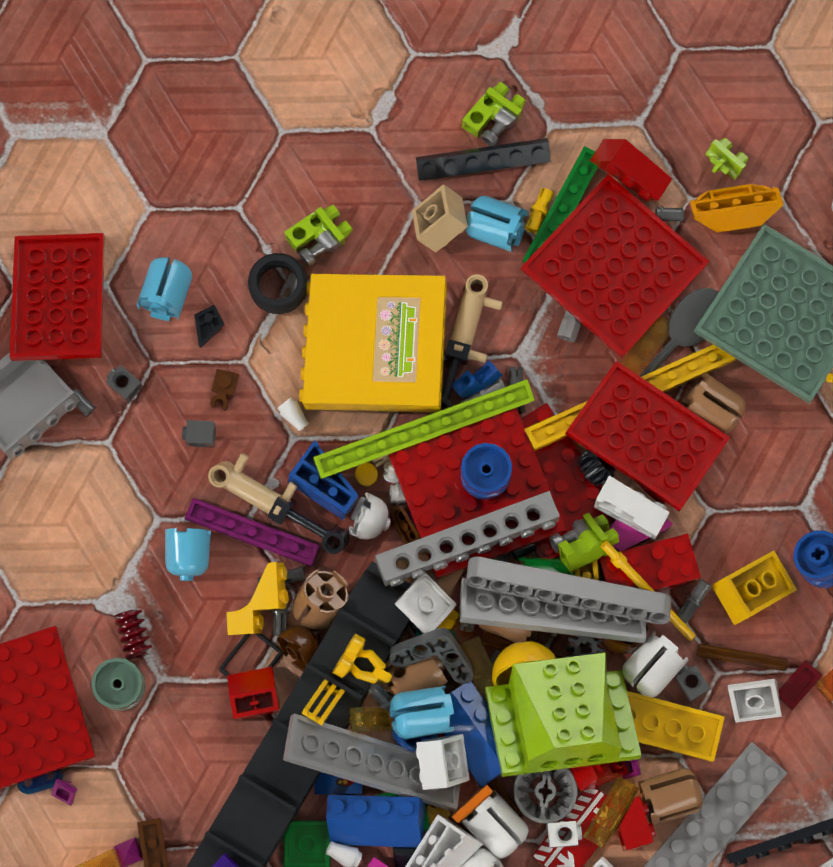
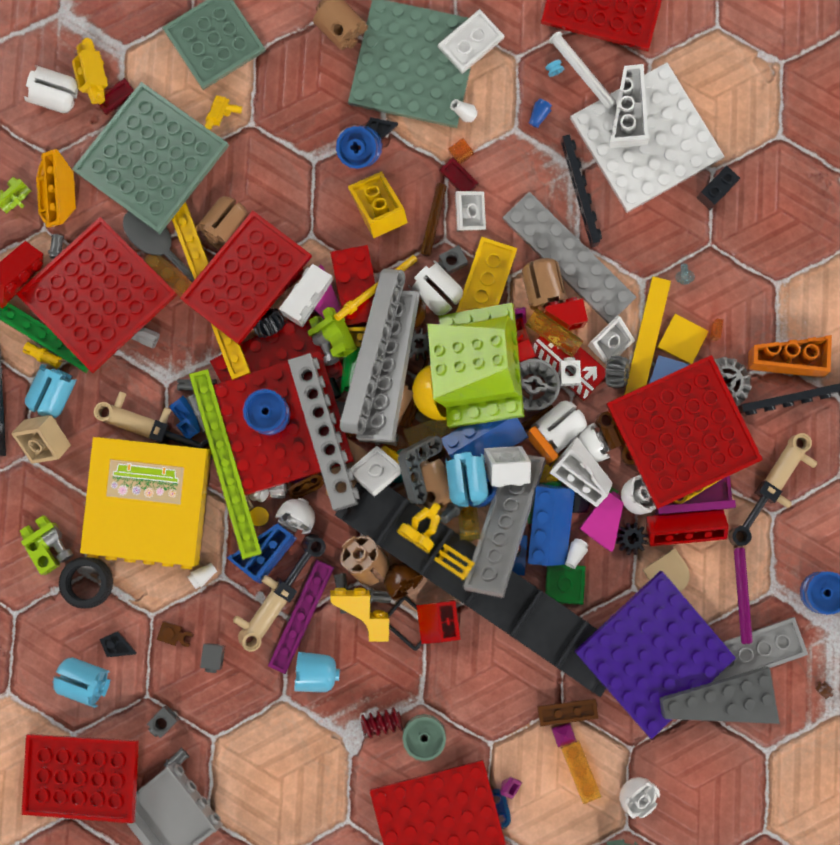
camera: 90 degrees left, 5 degrees up
(694, 600) = (385, 253): dark grey axle -> none

